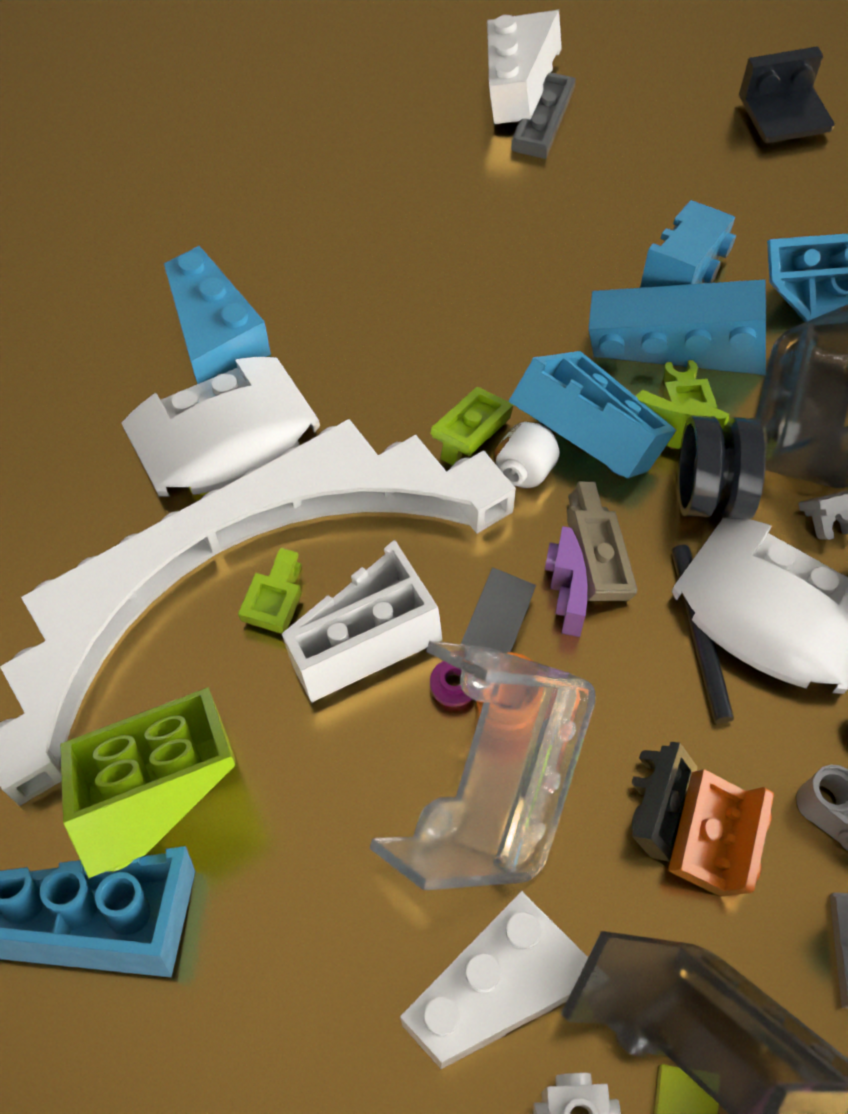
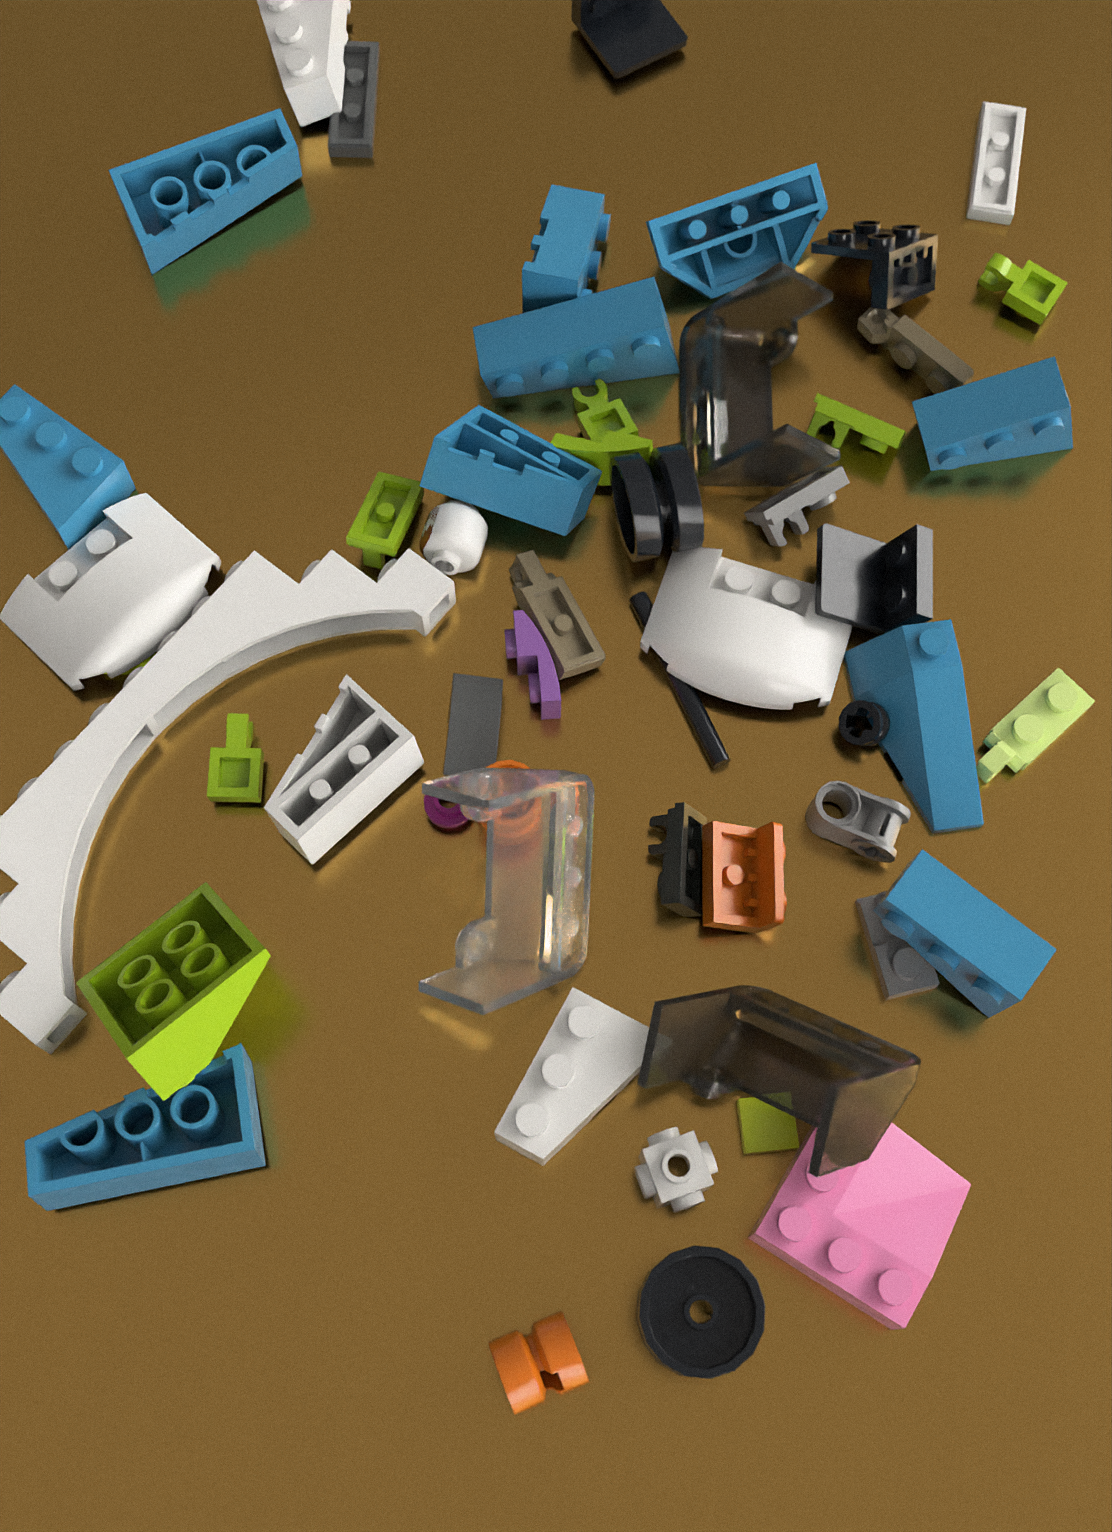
camera: 20 degrees left, 10 degrees up
(404, 142) = (204, 184): none -> dark azure wedge

